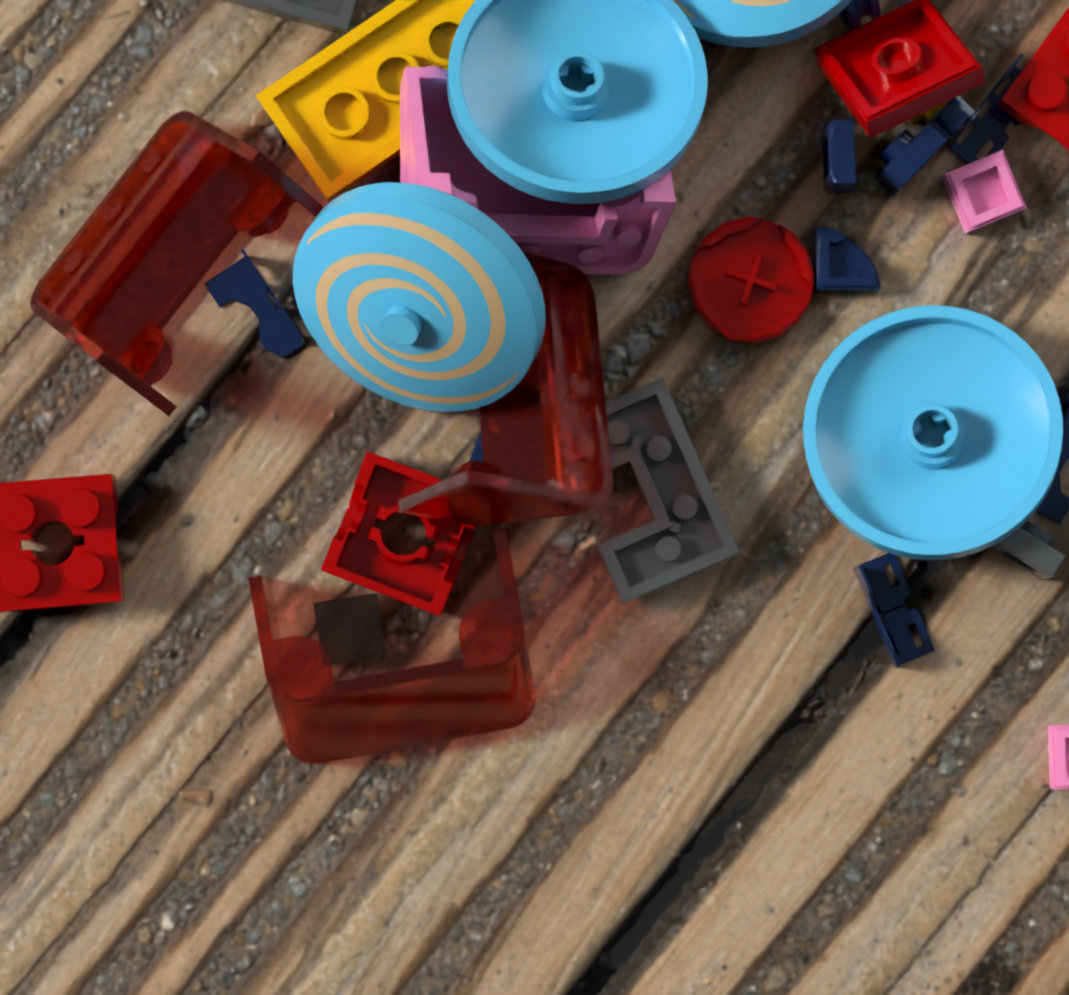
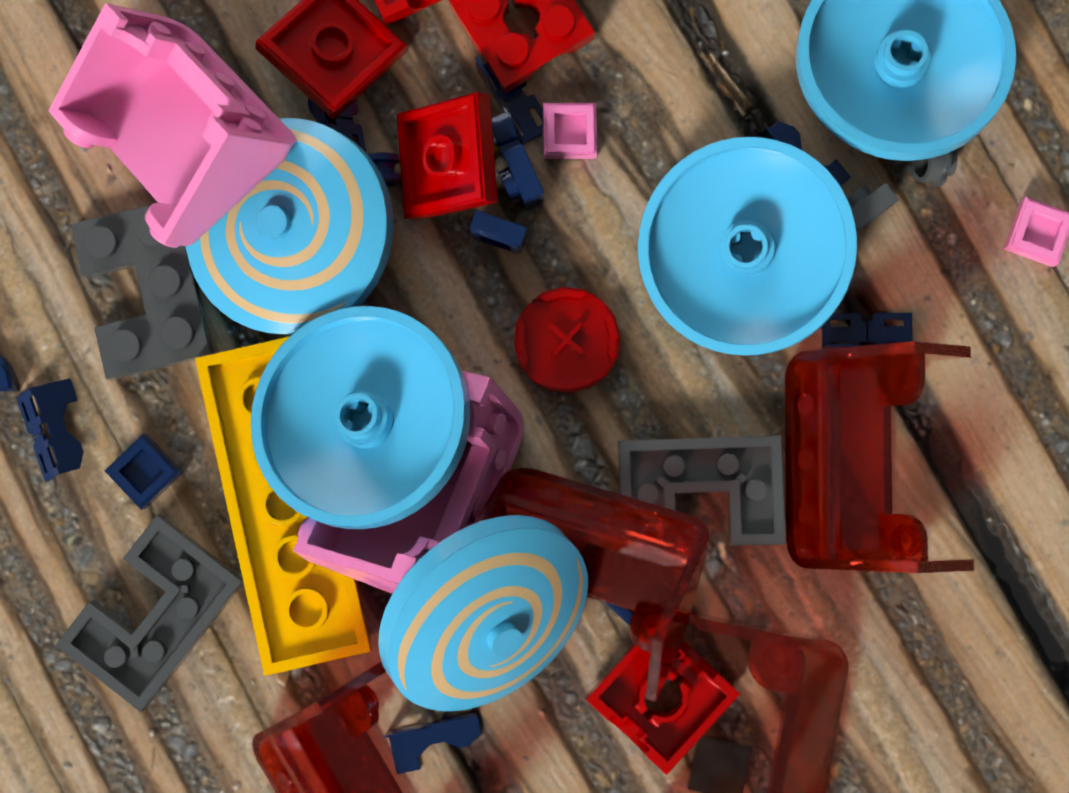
camera: 60 degrees left, 0 degrees up
(747, 632) = (843, 458): none -> clear red windscreen
(842, 265) = (582, 264): dark blue tile -> none

